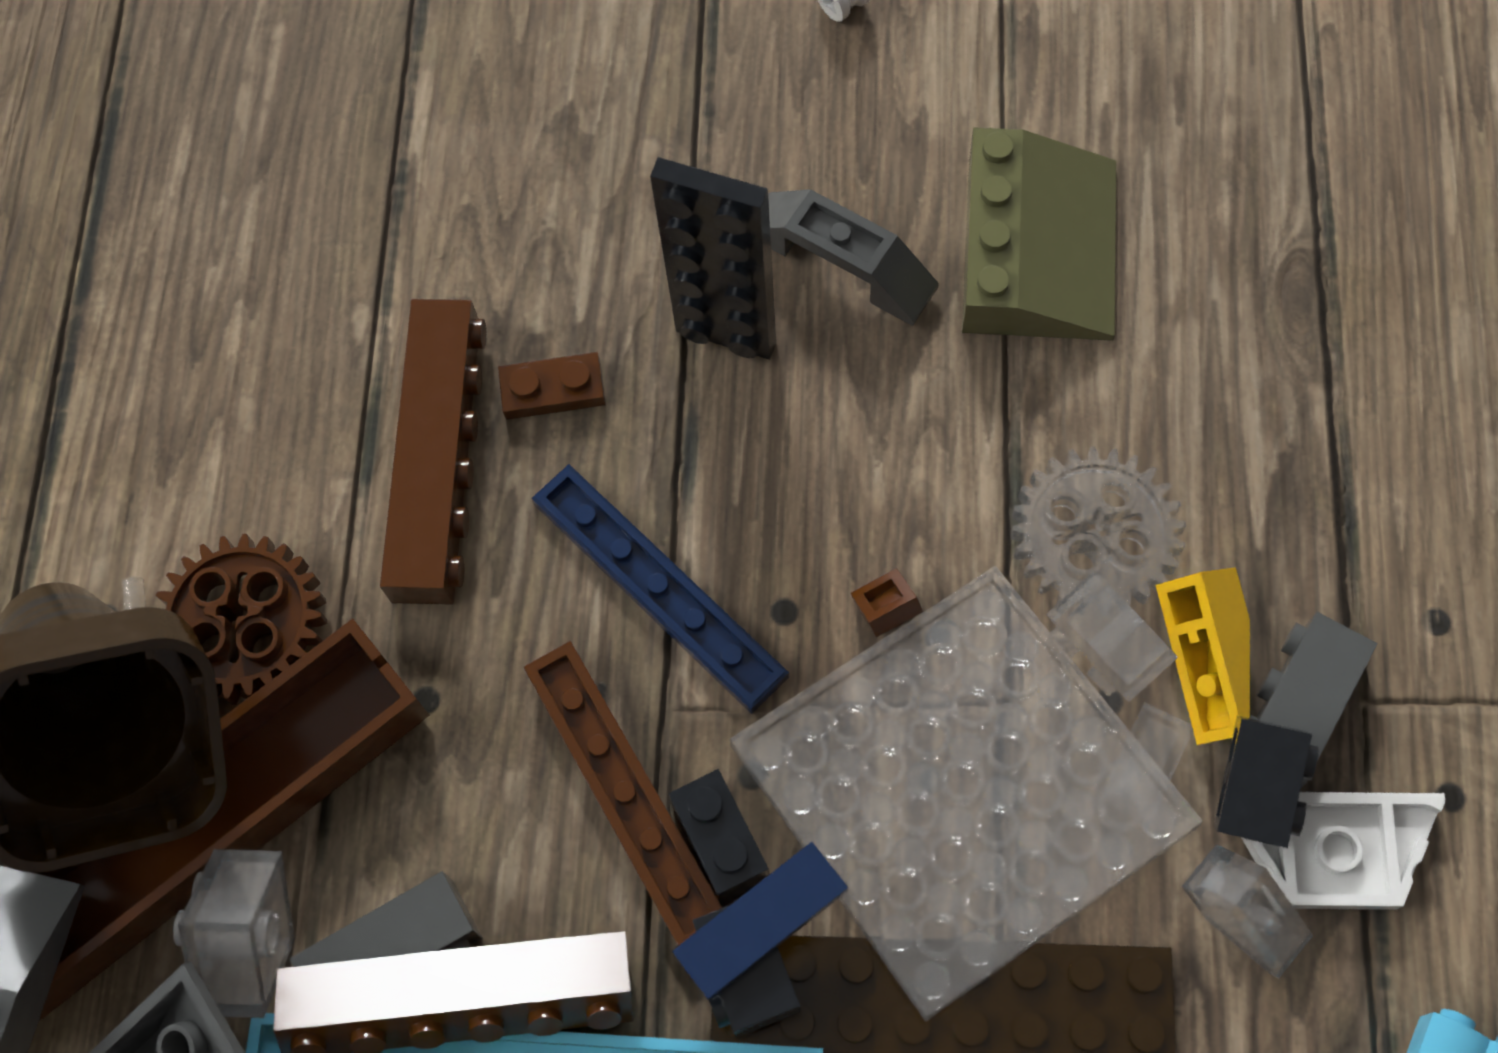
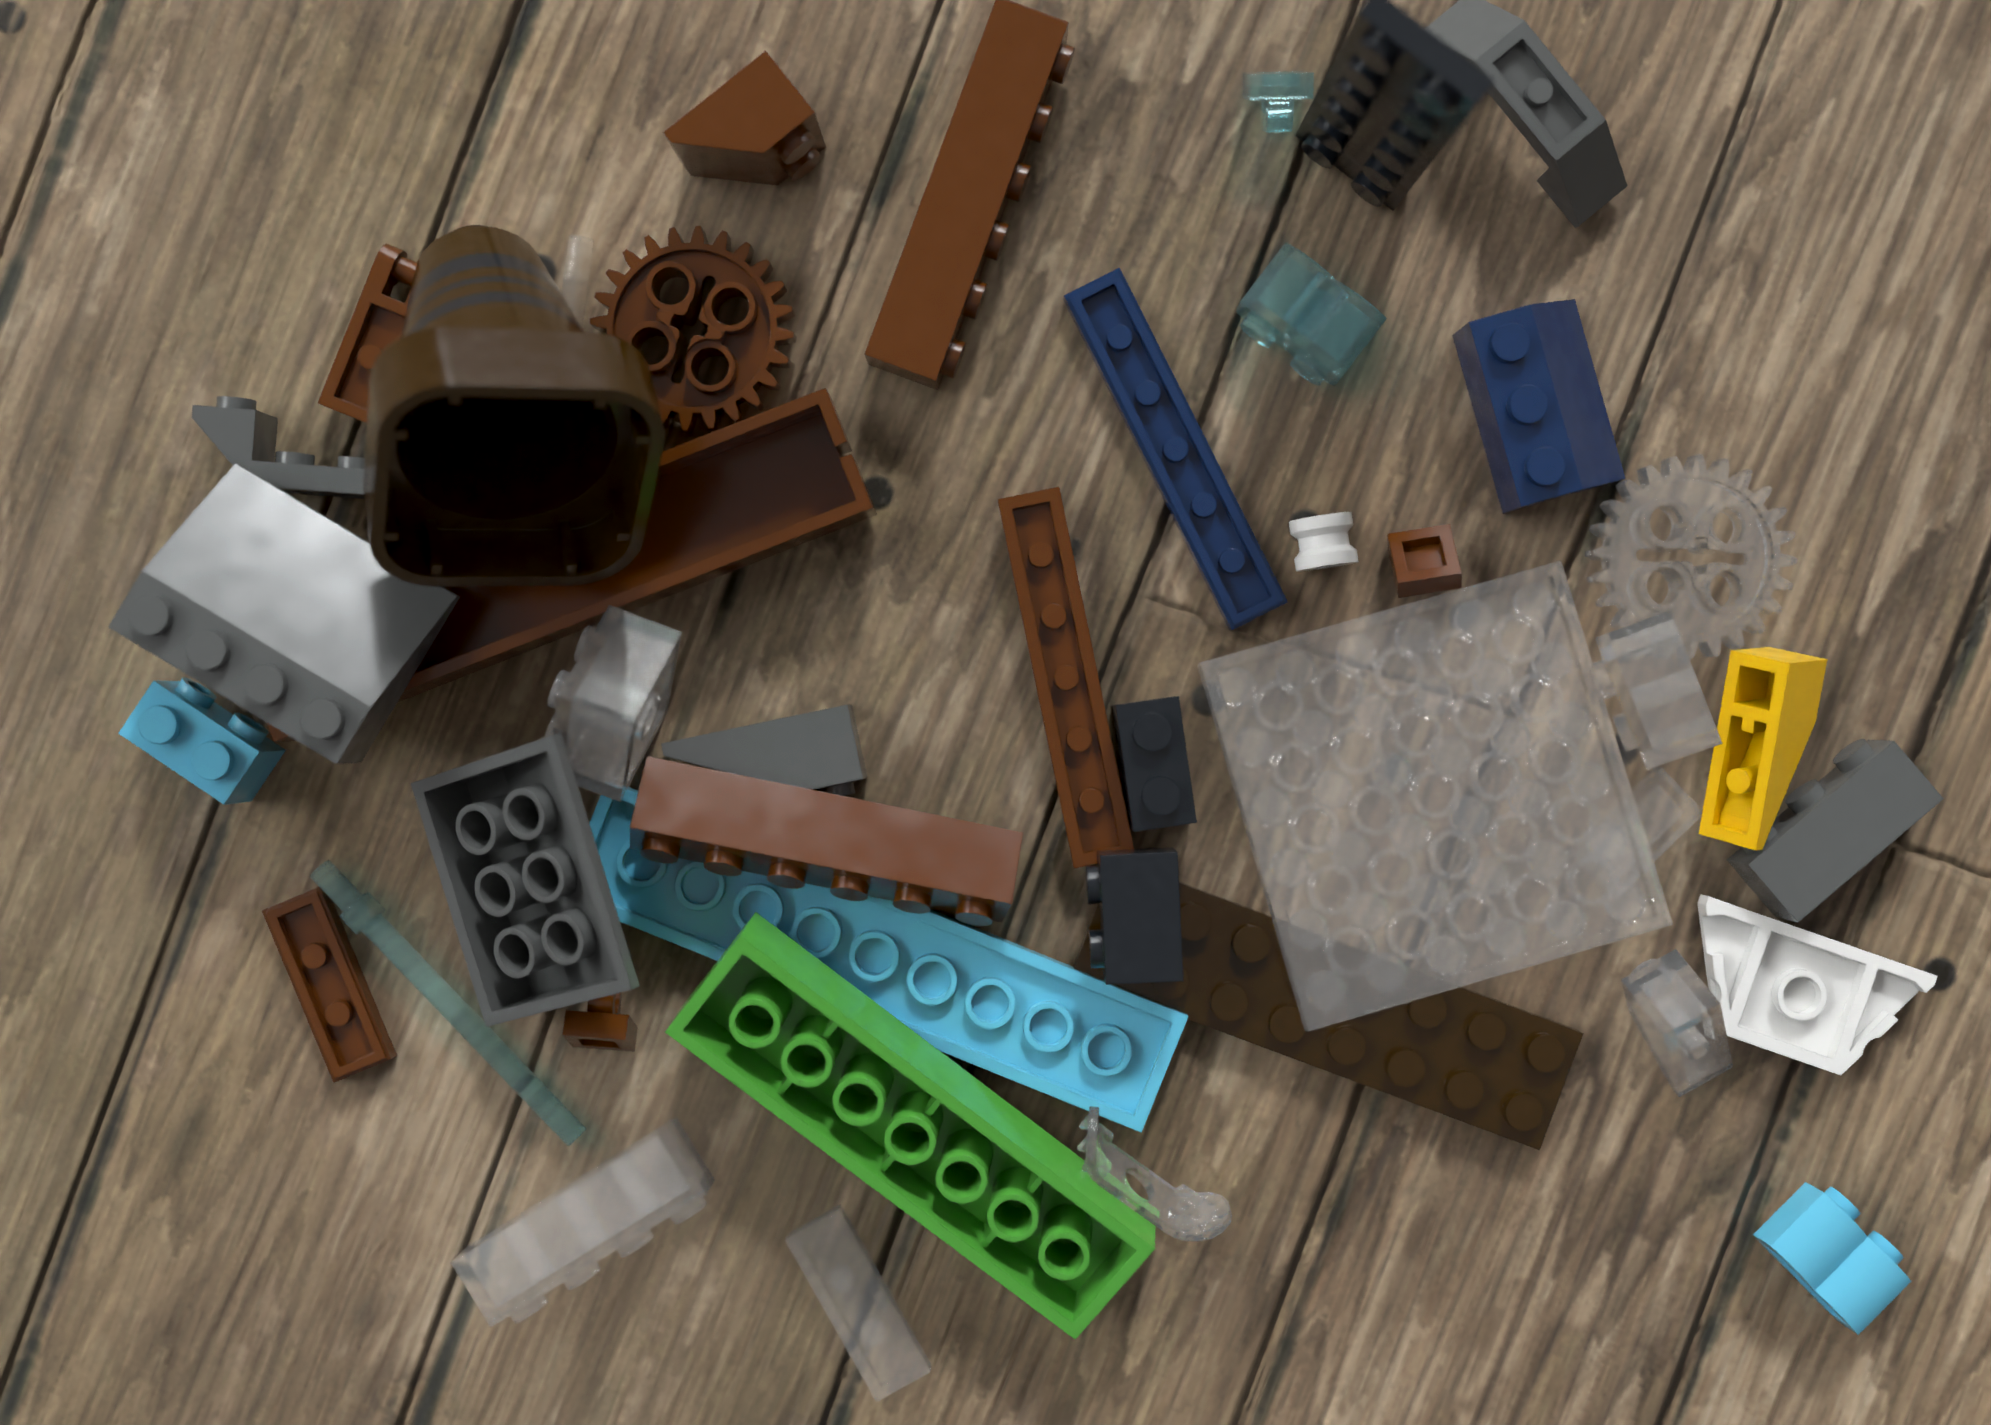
camera: 15 degrees right, 20 degrees up
(243, 452) = (750, 129): none -> reddish brown slope
(551, 385) = (1128, 158): reddish brown plate -> none
(649, 302) = (1277, 95): none -> clear light blue tile
(728, 450) = (1308, 316): none -> clear light blue brick
(760, 921) = (1173, 883): dark blue tile -> none
(800, 614) = (1323, 541): none -> white wheel
(931, 457) = (1538, 403): none -> dark blue slope
(1039, 238) = (1767, 164): olive slope -> none
(1265, 782) = (1757, 911): black brick -> none

